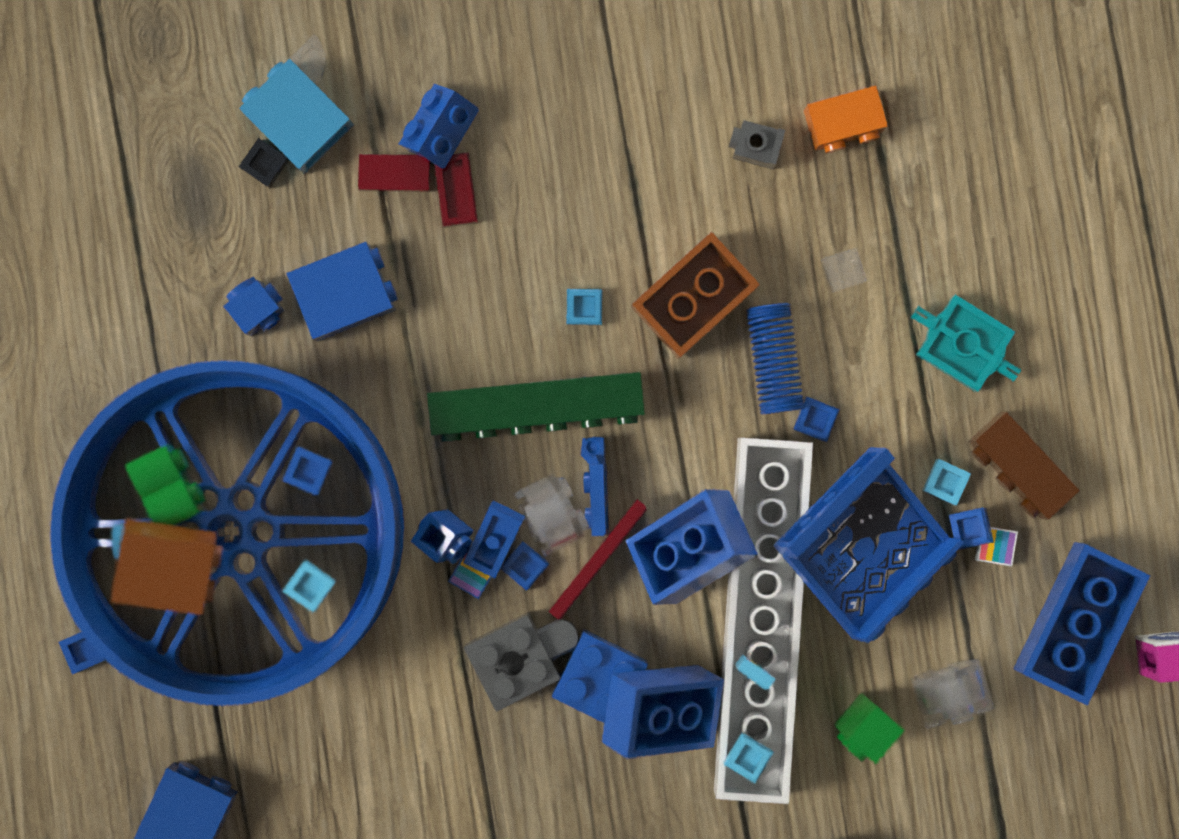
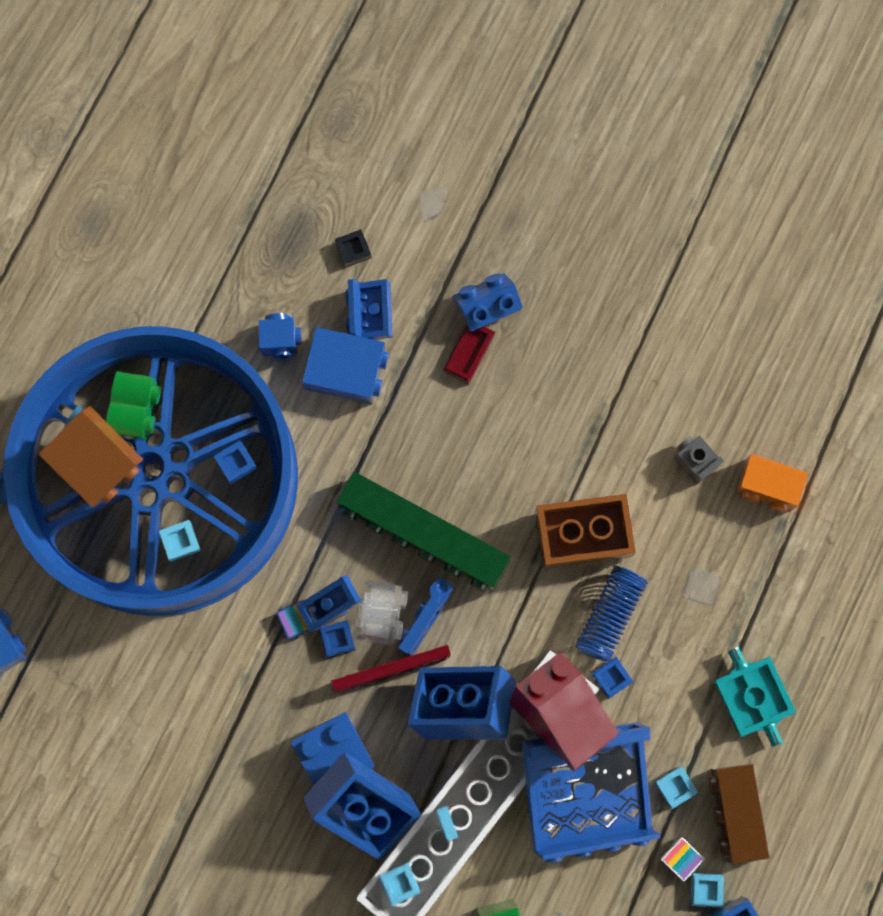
camera: 30 degrees right, 10 degrees down
(295, 115) = (396, 231): dark azure brick -> none
(326, 216) = (369, 309): none -> blue bracket
(393, 173) = (435, 312): dark red tile -> none
(443, 536) = (295, 577): blue brick -> none
(520, 657) = (288, 699): dark grey brick -> none
(584, 306) = (502, 489): dark azure tile -> none
(796, 491) = (564, 711): none -> slope
(972, 527) = (673, 832): blue tile -> none
(1038, 558) = (706, 889): none -> medium azure tile

